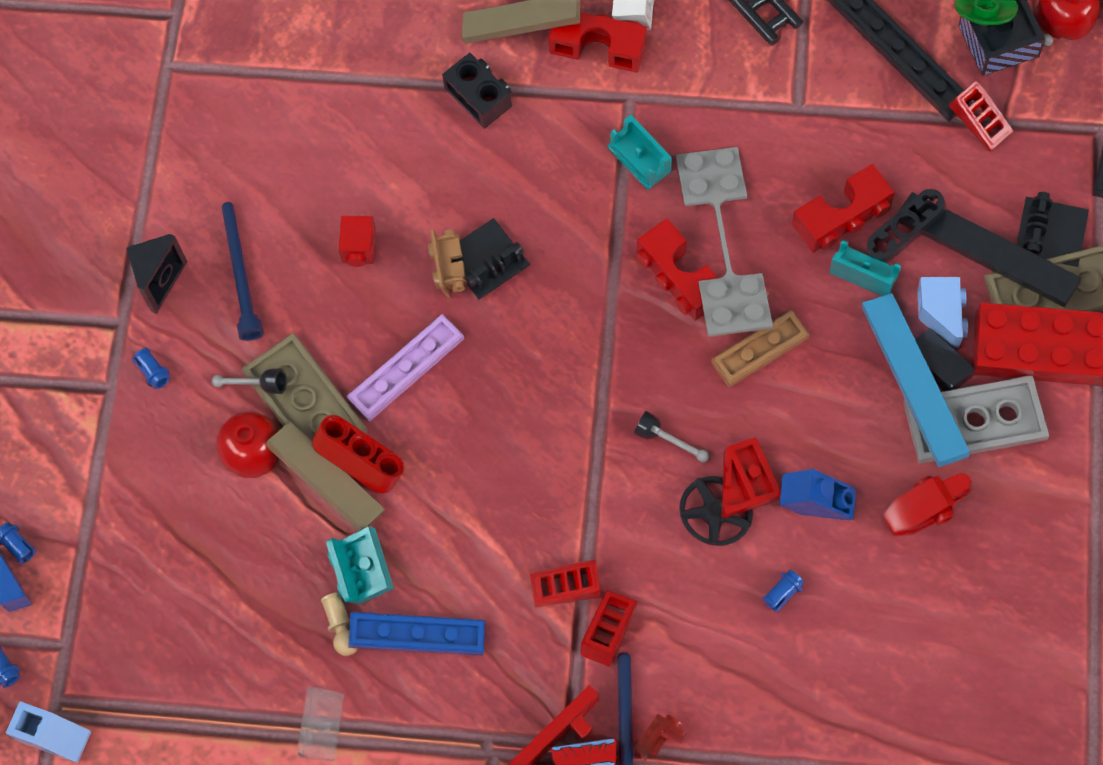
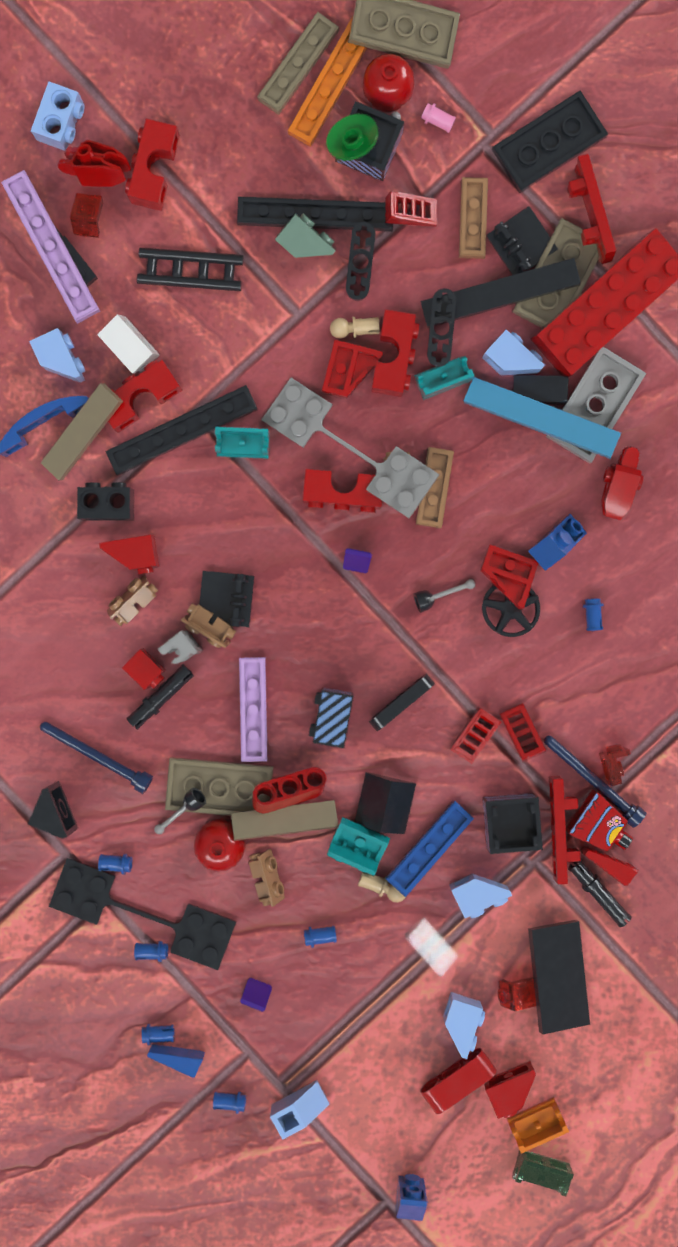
camera: 55 degrees left, 20 degrees up
(98, 476) = (151, 951): none -> blue pin
(131, 598) = (256, 994): none -> dark purple slope
(145, 501) = (86, 891): none -> black hinge
(238, 607) = (320, 936): none -> blue pin
(263, 502) = (270, 889): none -> medium nougat hinge
(342, 277) = (155, 701): none -> black pin
(397, 183) = (124, 607): none -> medium nougat hinge
(407, 244) = (183, 645): none -> light grey hinge
(410, 717) = (478, 893): none -> light blue slope
(424, 560) = (385, 803): none -> black slope
(457, 148) = (134, 553): none -> red slope
(462, 431) = (332, 717): none -> container
(511, 689) = (512, 823): none -> black container
(534, 488) = (401, 702): none -> black beam
(601, 98) = (181, 430): none -> black tile
(628, 336) = (356, 560): none -> dark purple slope
(791, 183) = (348, 367): none -> red wing
(821, 148) = (341, 328): none -> tan pin
(863, 50) = (302, 240): none -> sand green slope
(917, 107) = (355, 240): none -> black beam
(1029, 174) = (473, 218): none -> medium nougat tile
(1082, 72) = (438, 117): none -> bright pink pin

